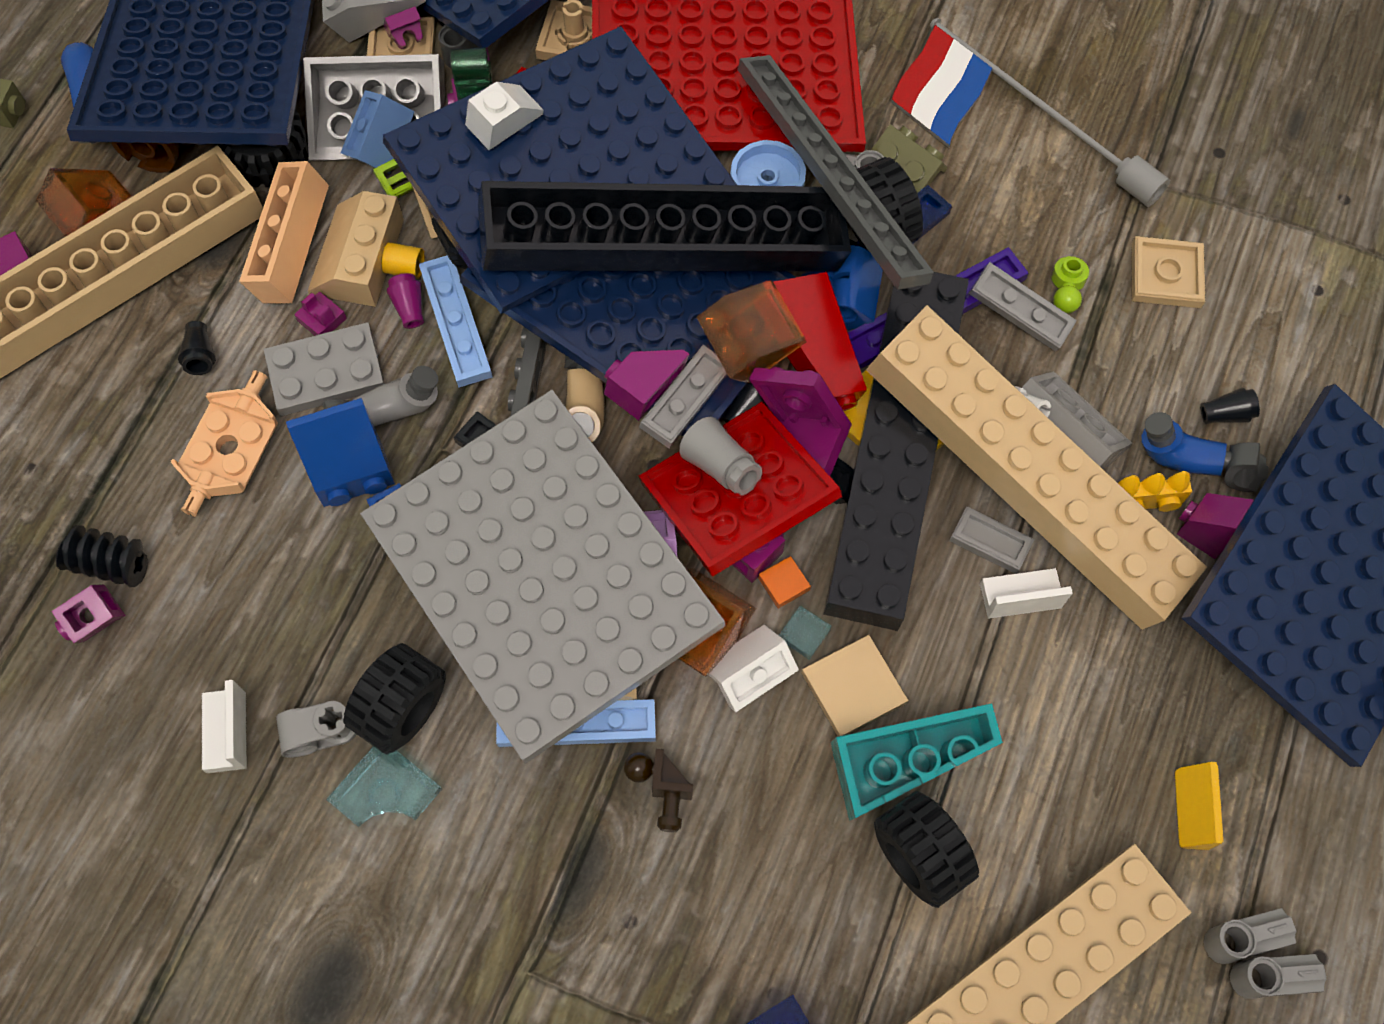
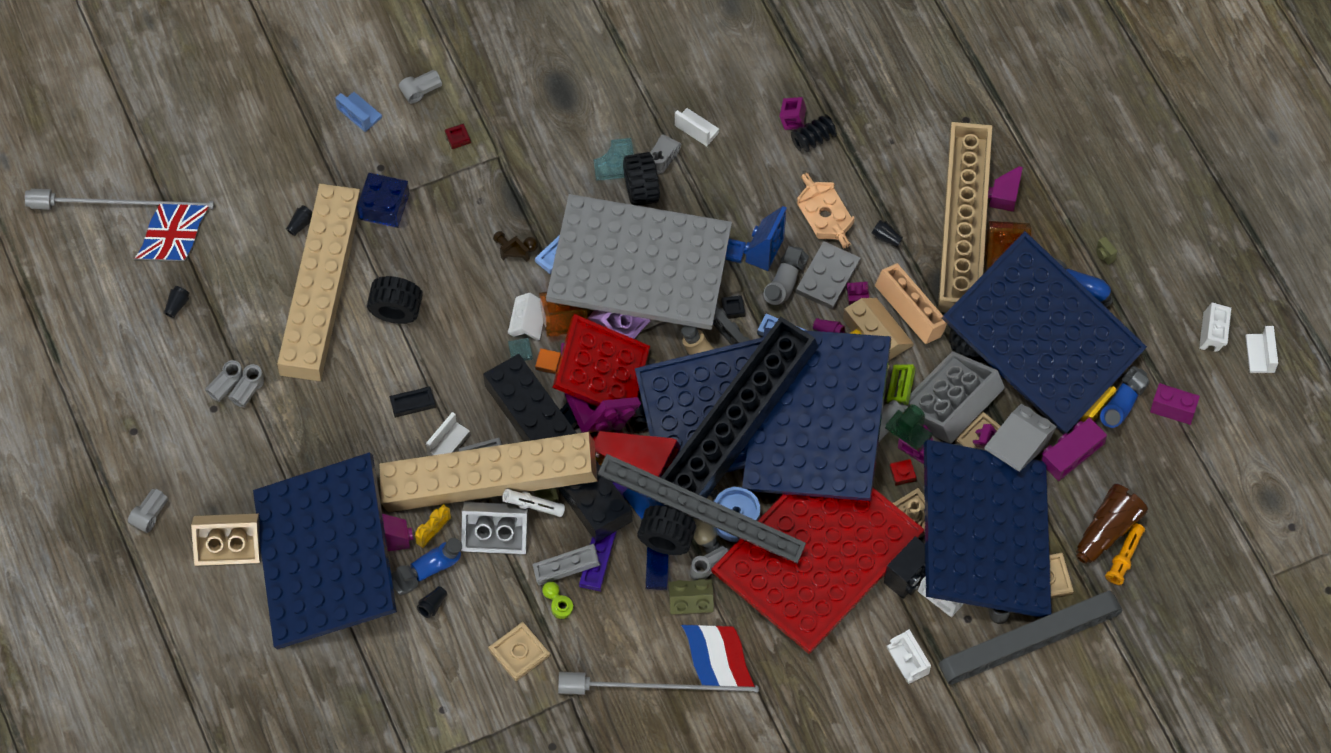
camera: 135 degrees right, 5 degrees down
(373, 118) = (930, 377): medium blue panel -> none
(500, 112) = (854, 390): white slope -> none
(643, 378) = (680, 358): magenta slope -> none
(684, 397) = (659, 376): light grey tile -> none
(720, 456) = (617, 362): light grey plant -> none
(751, 330) = (659, 416): clear orange slope -> none
(854, 686) = (480, 346): tan tile -> none
(899, 757) = (433, 333): teal wedge -> none
(1020, 695) = (412, 401): none -> black tile
(1199, 806) = (304, 419): yellow slope -> none

